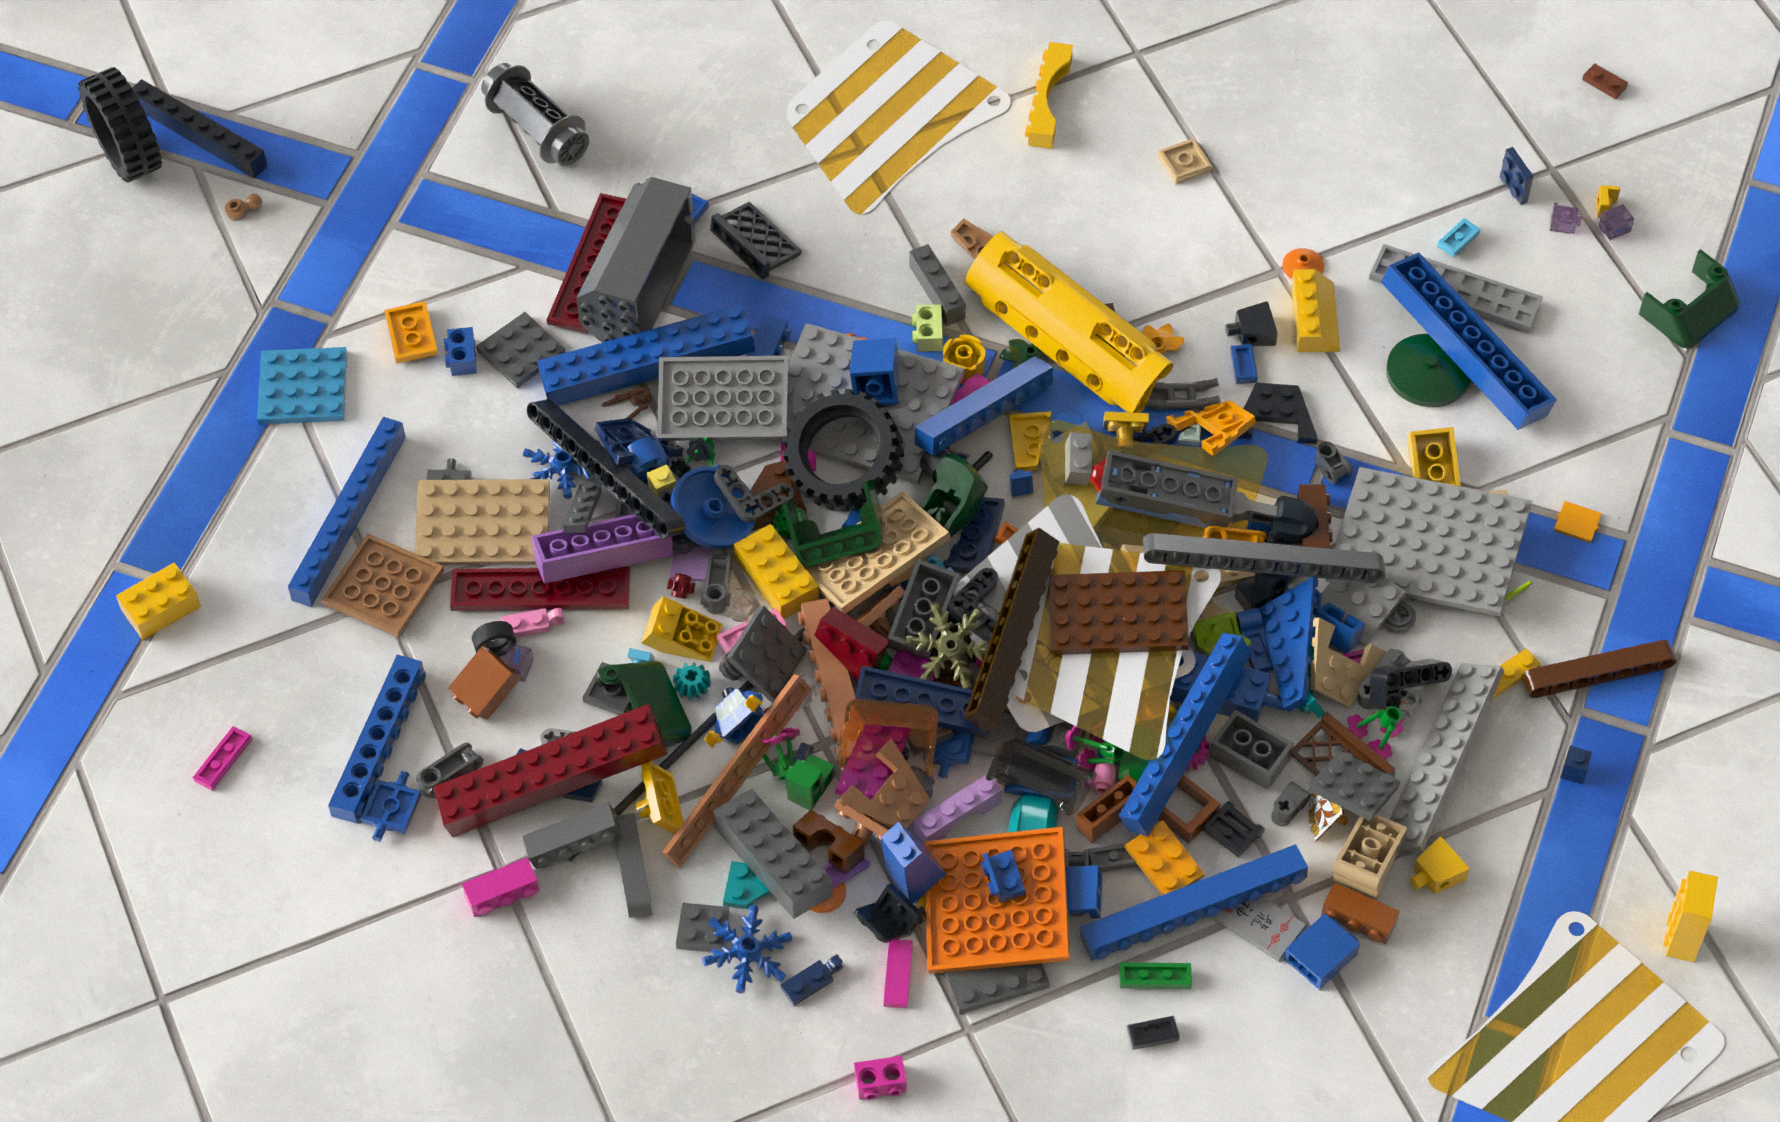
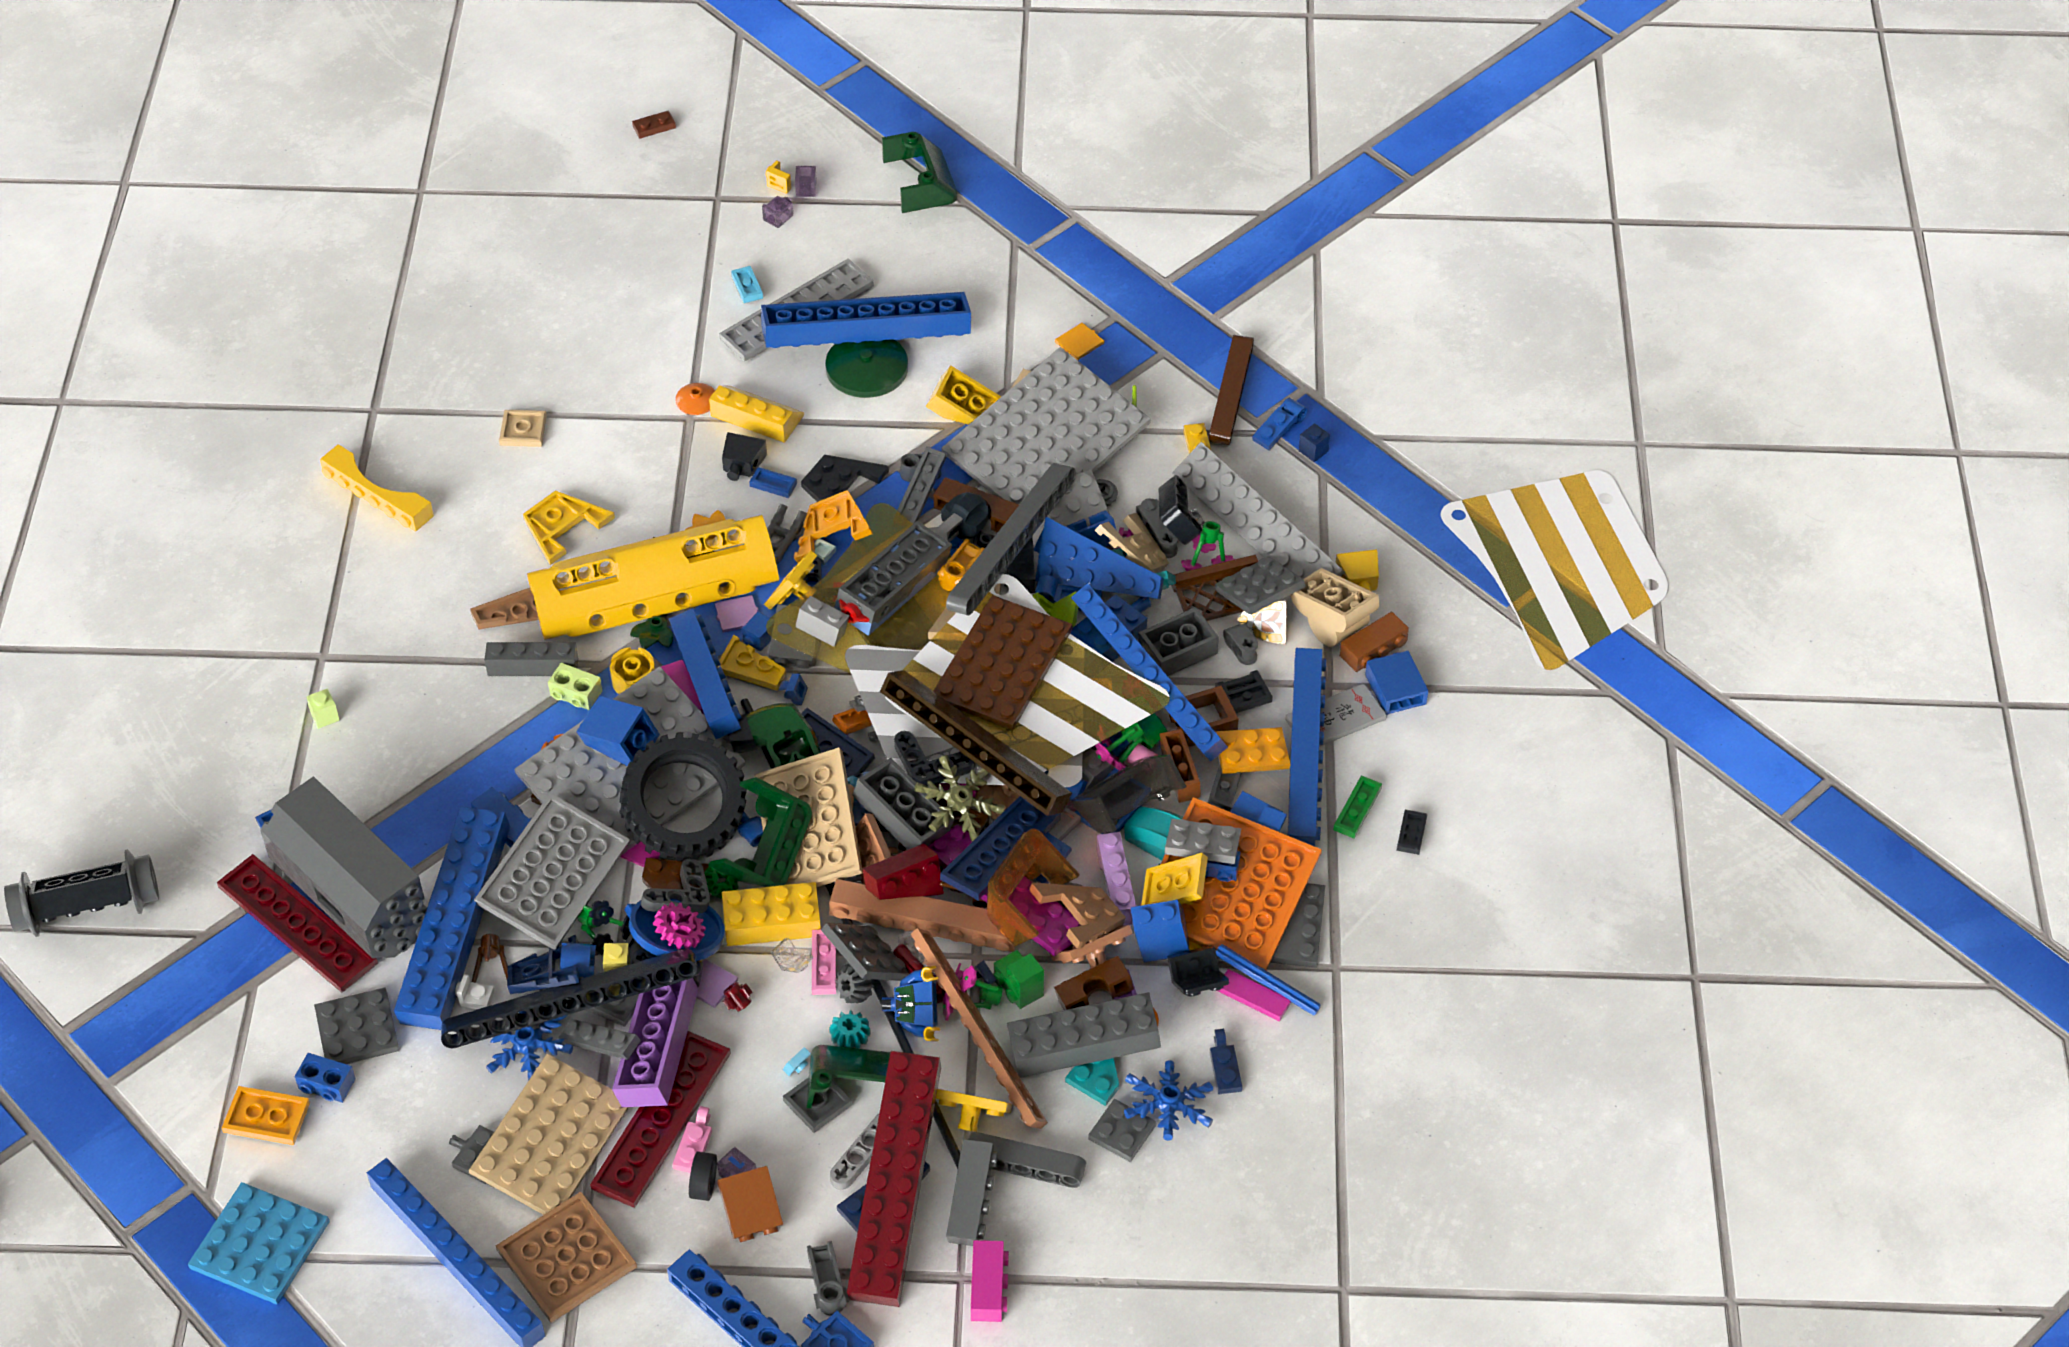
camera: 65 degrees left, 5 degrees down
(590, 407) = (473, 994): none -> white bracket
(681, 631) = (786, 1019): yellow slope -> none
(694, 507) = (679, 925): none -> dark pink gear
(717, 583) = (750, 966): dark grey piece -> none
(742, 245) = (371, 791): black fence -> none
(803, 173) = (322, 708): none -> yellowish green brick
(879, 1071) = (1357, 1049): dark pink brick -> none
(887, 111) = (291, 619): piece -> none
(915, 976) = (1267, 979): none -> blue axle
(955, 852) = (1176, 880): none -> yellow plate
(1014, 853) = (1192, 838): none -> light grey plate
(1078, 902) = (1272, 818): none -> blue tile
(1082, 402) = (735, 612): none -> lavender piece
(1098, 228) = (556, 516): none -> yellow wing
(1302, 471) = (921, 484): none -> dark grey plate
(1516, 175) = (717, 216): dark blue plate -> none
(1583, 725) = (1279, 423): none -> blue plate
(1690, 916) = (1506, 426): yellow brick -> none

